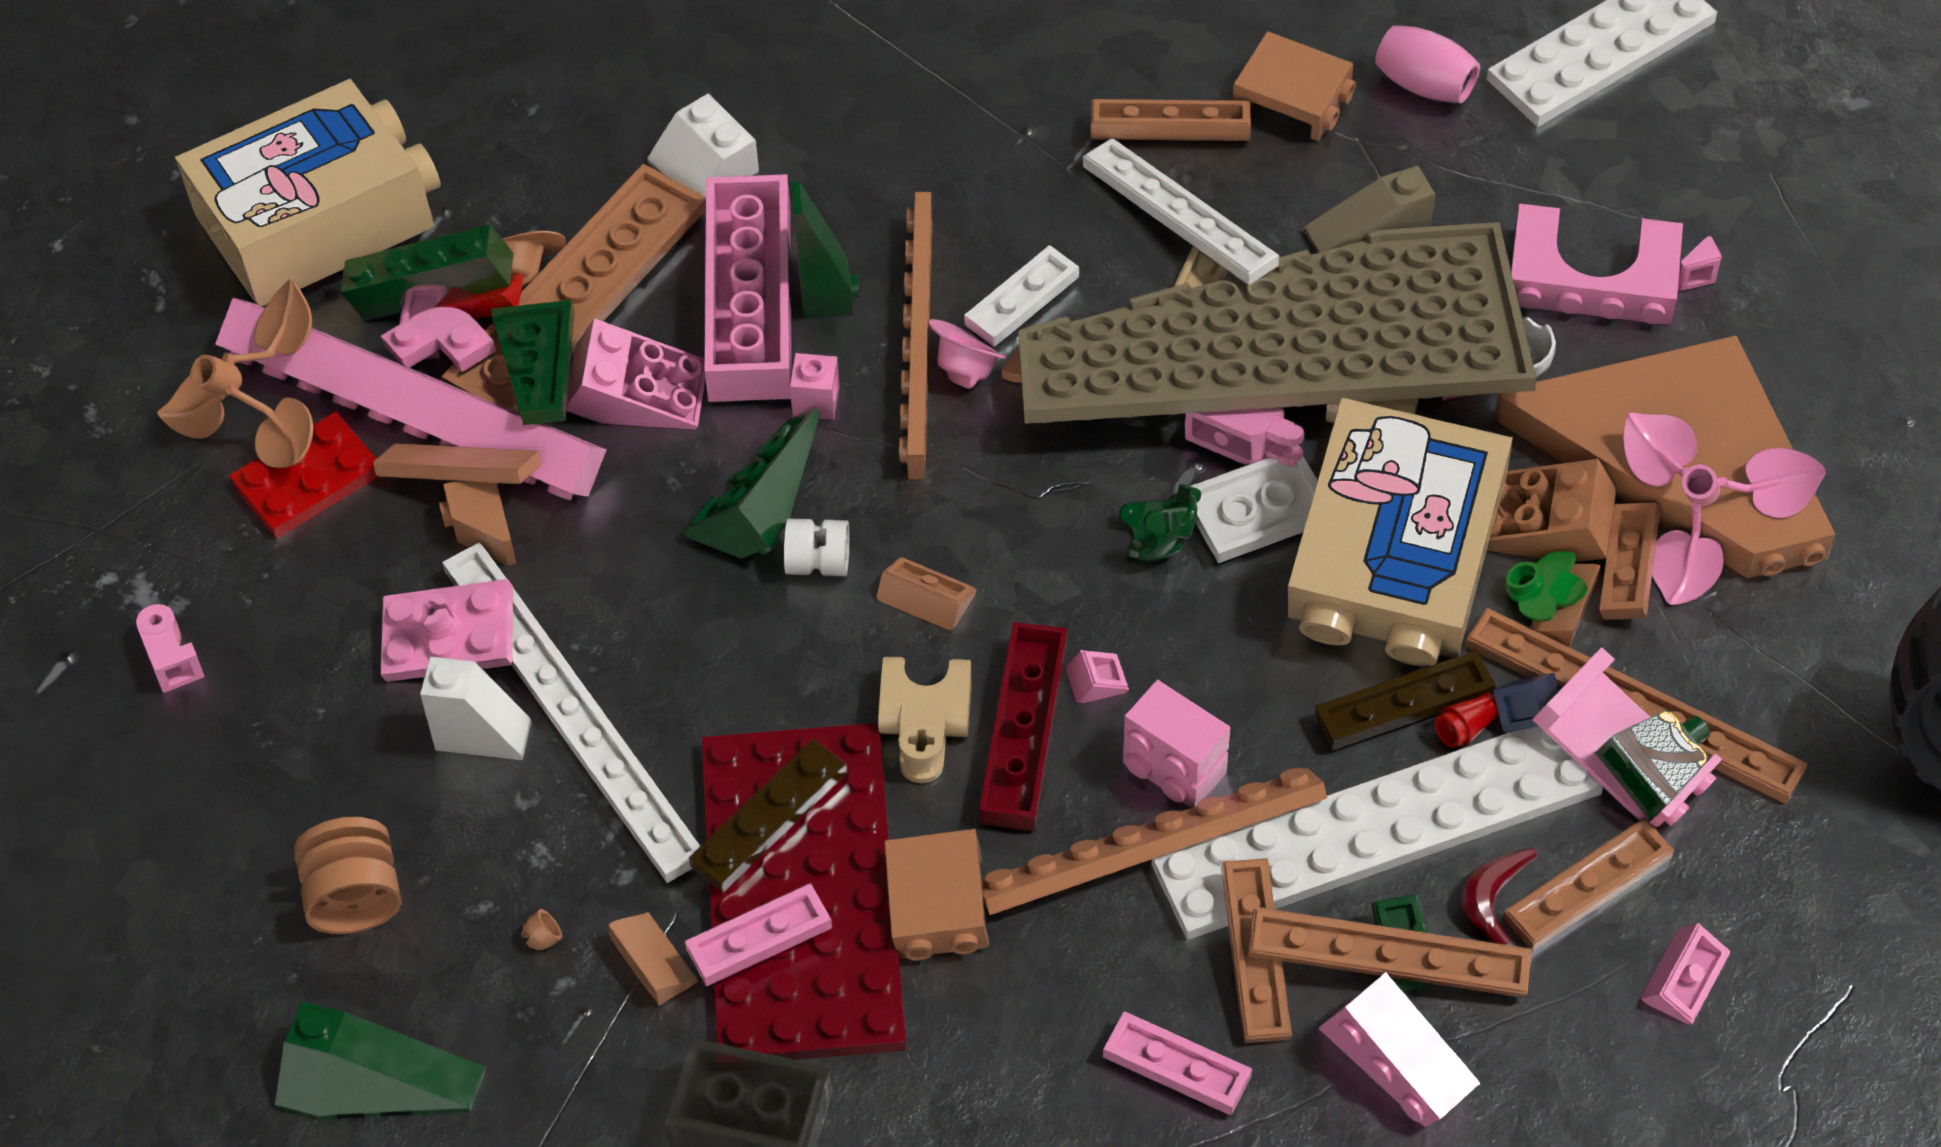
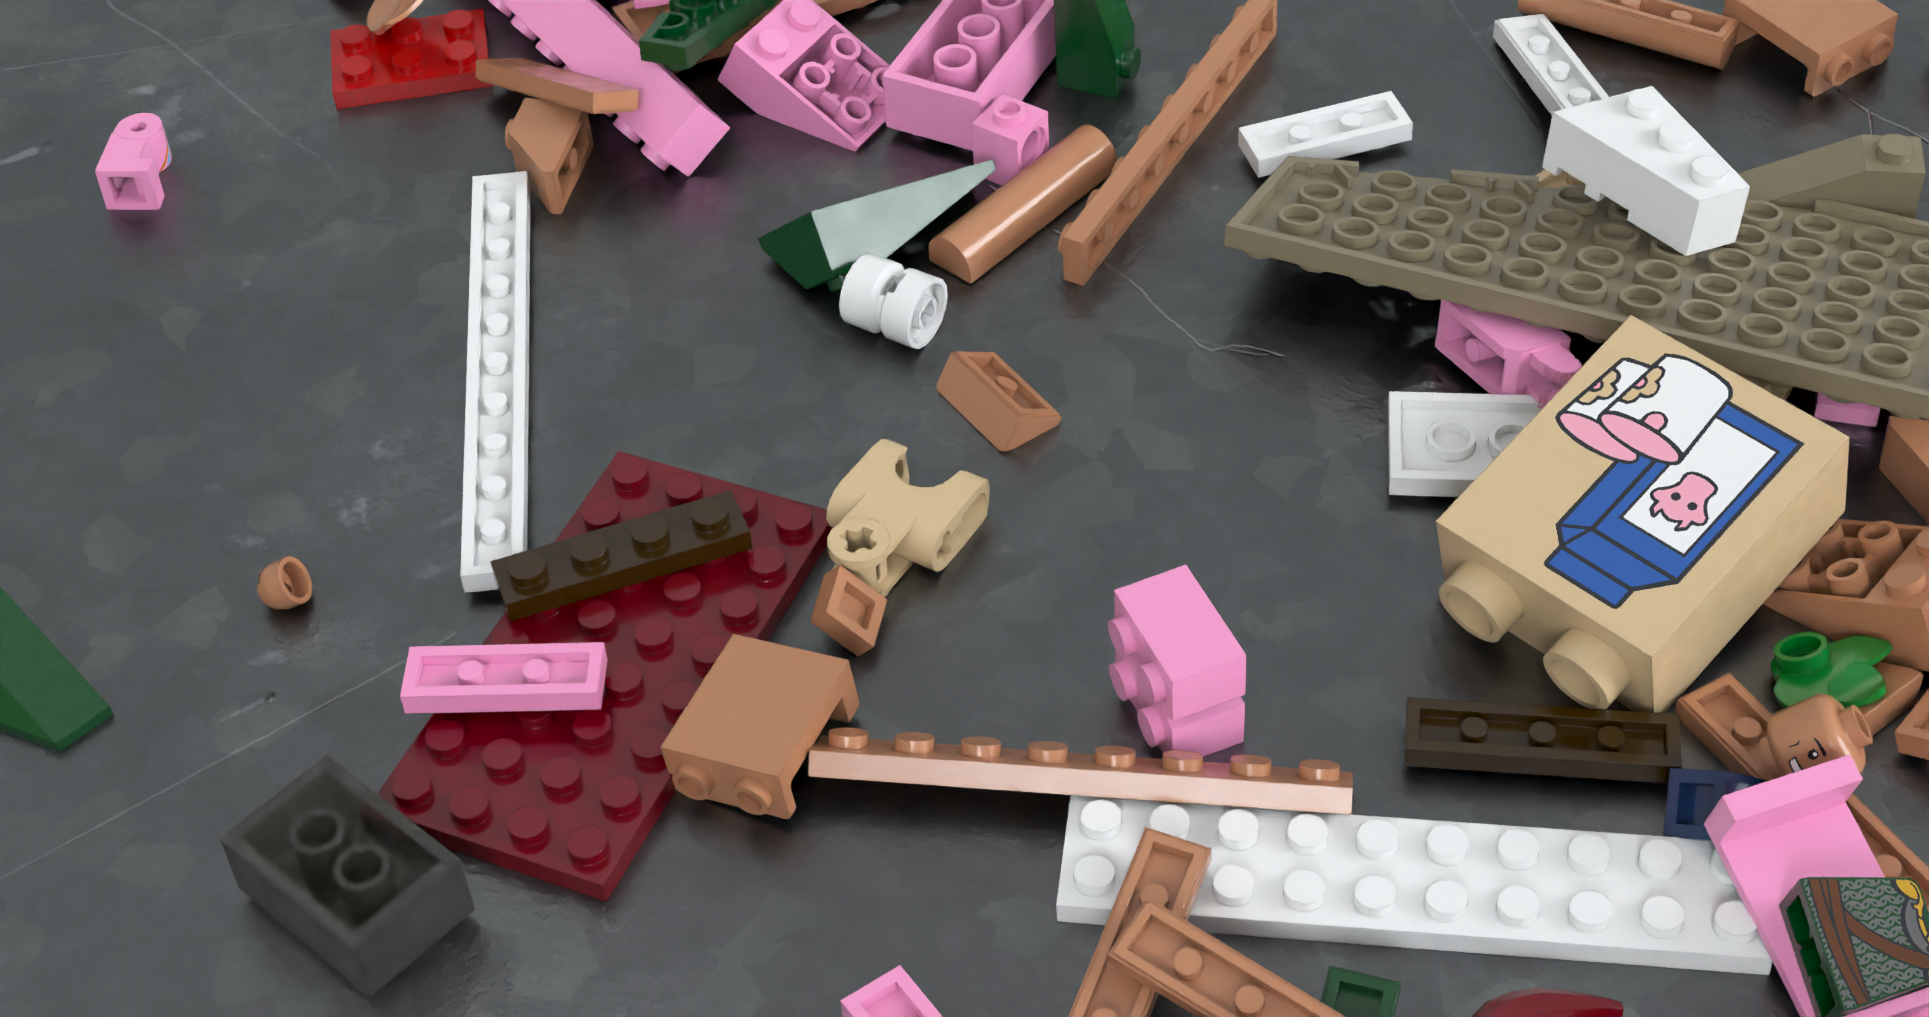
camera: 30 degrees right, 10 degrees down
(347, 875) = (110, 434): nougat wheel -> none
(448, 623) = (424, 241): bright pink plate -> none
(471, 711) = (372, 319): white slope -> none
(651, 956) = (377, 661): nougat slope -> none
(850, 430) = (1024, 204): none -> nougat brick
(936, 790) = (848, 610): none -> nougat plate
(963, 354) = (1210, 166): bright pink piece -> none
(1023, 726) = (1006, 583): dark red piece -> none
(1095, 676) = (1141, 555): bright pink slope -> none
(1161, 524) = (1333, 420): dark green helmet -> none
(1274, 260) = (1652, 165): none -> white wedge
(1465, 720) = (1613, 797): red cone -> none
(1568, 641) = (1814, 734): none -> nougat head

